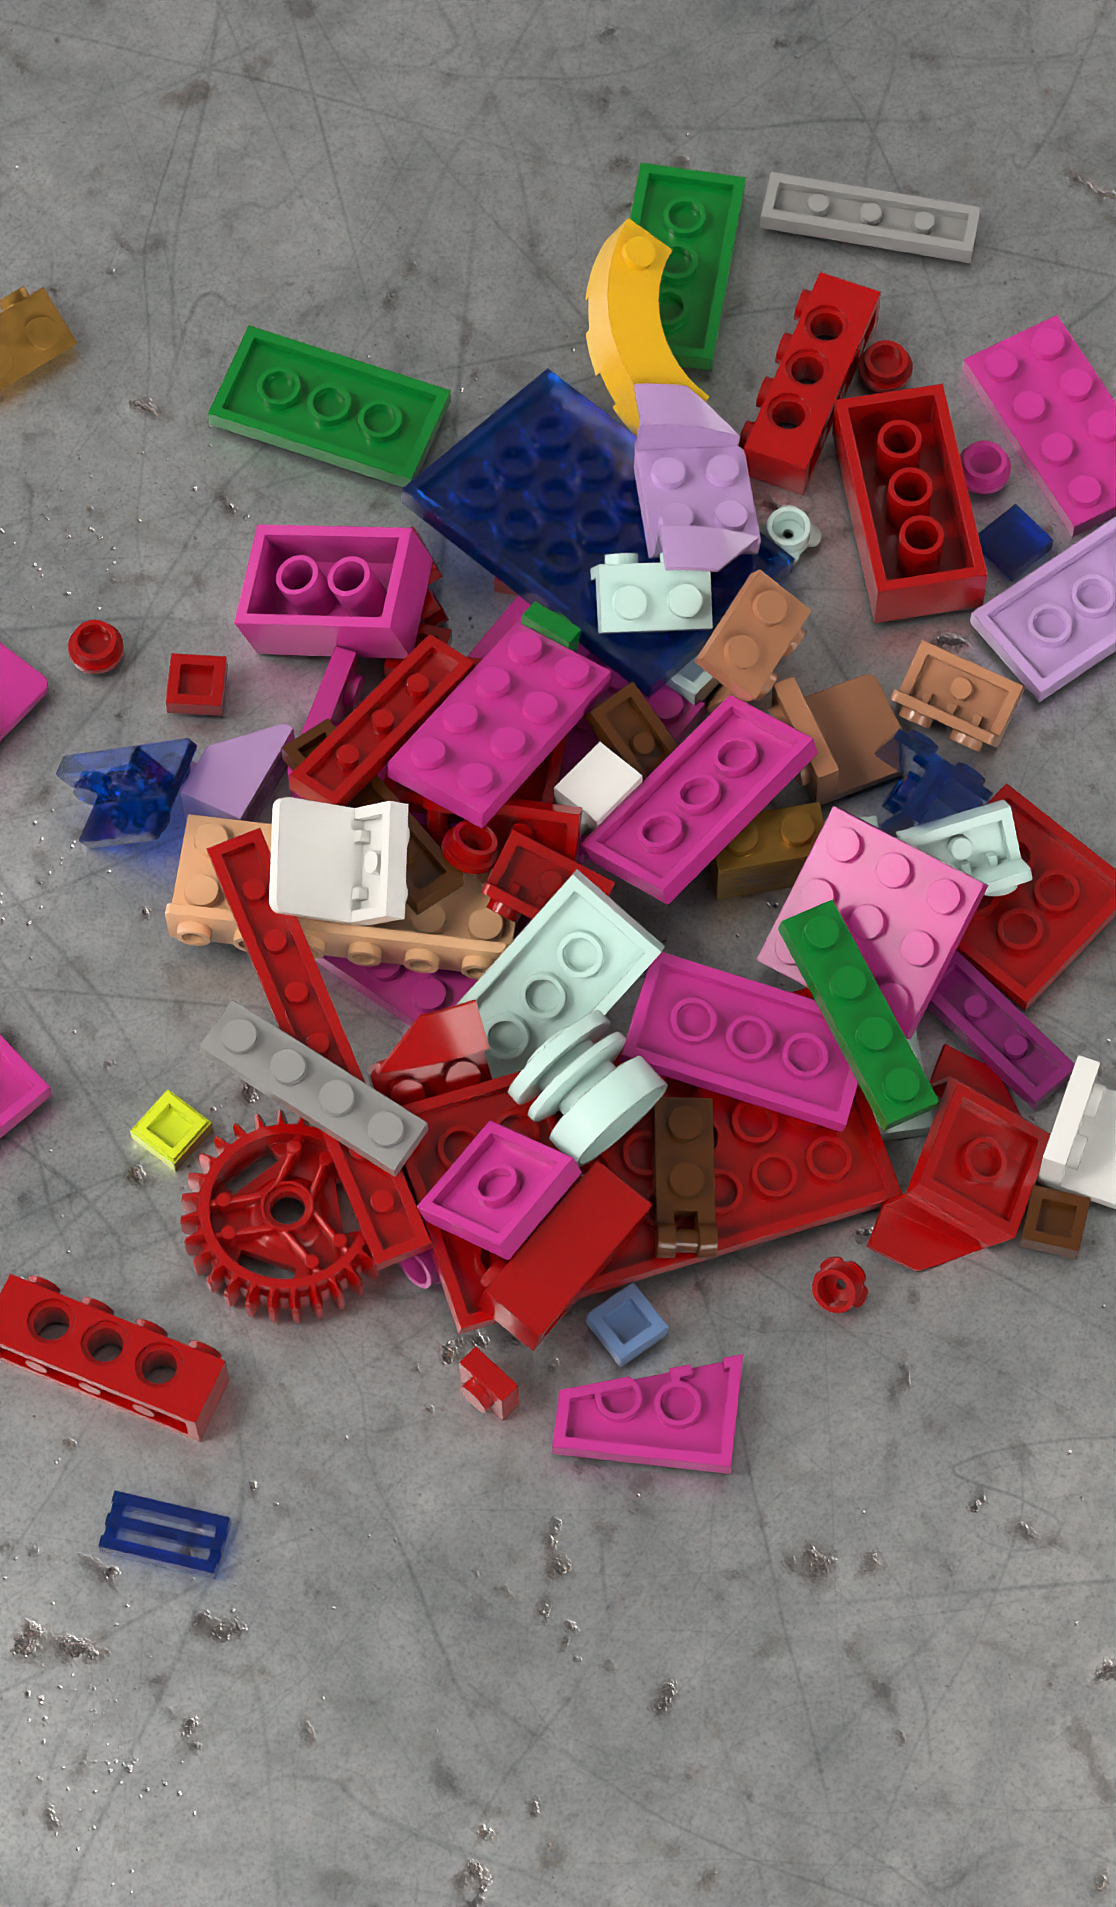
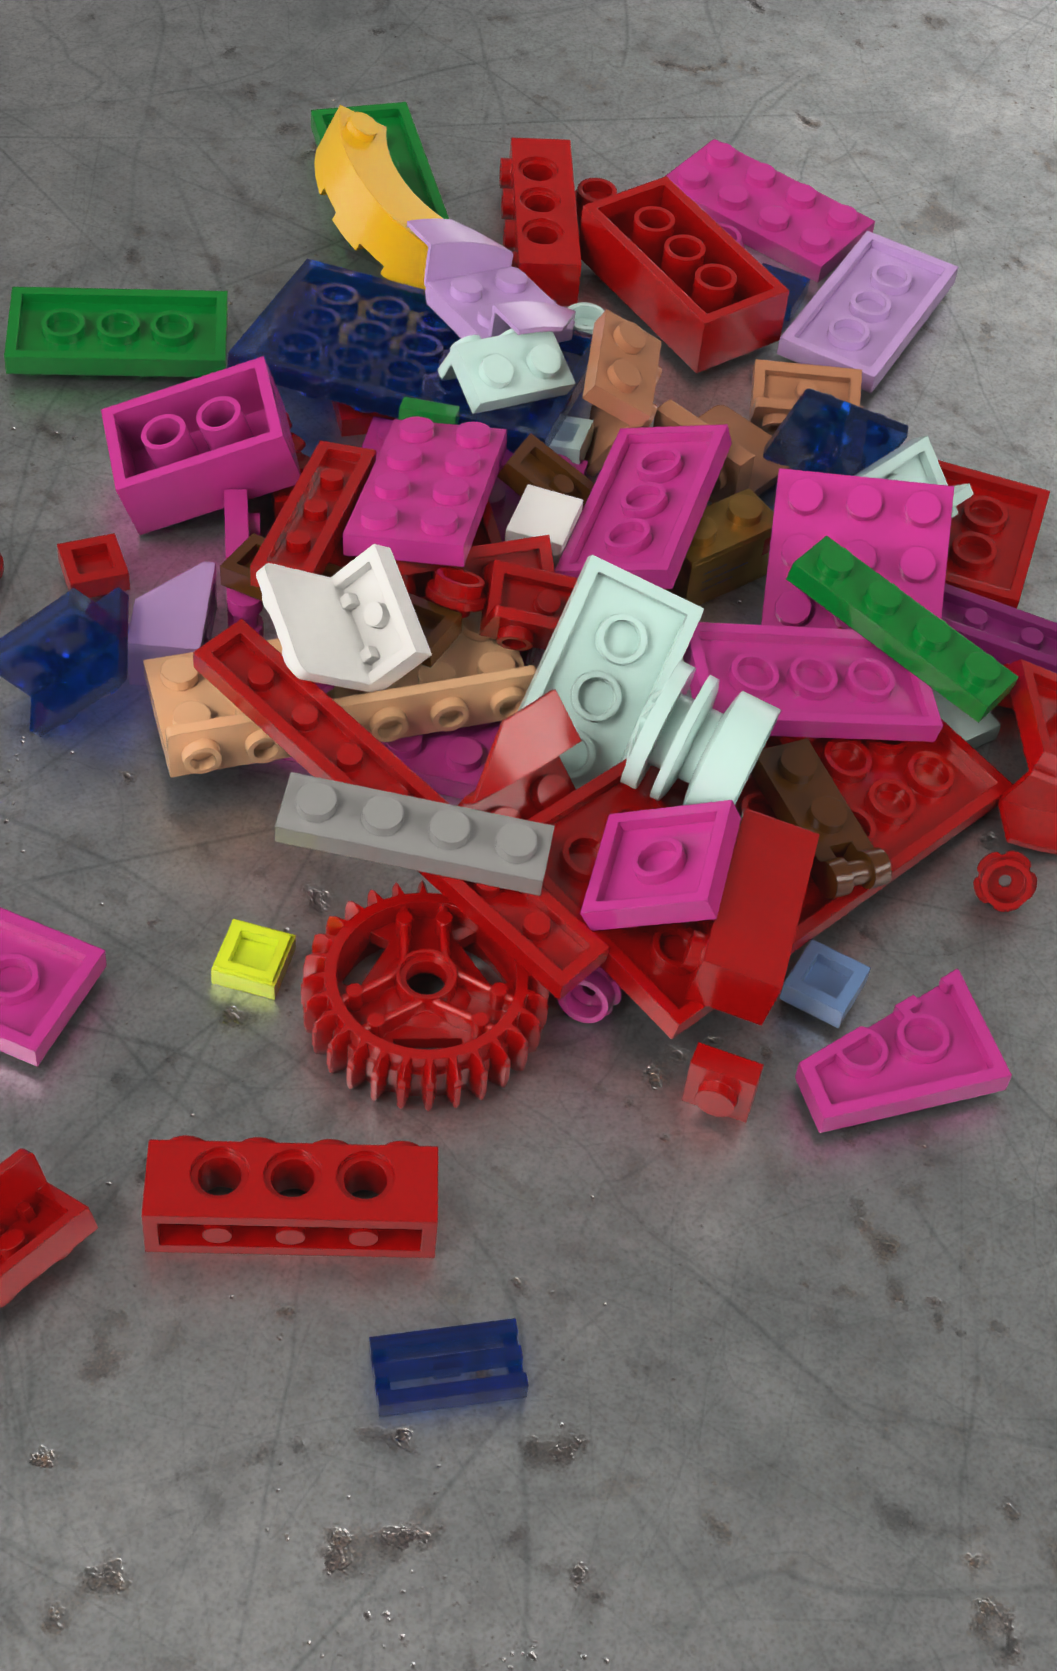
camera: 30 degrees left, 15 degrees down
(870, 217) = (522, 111): light grey plate -> none

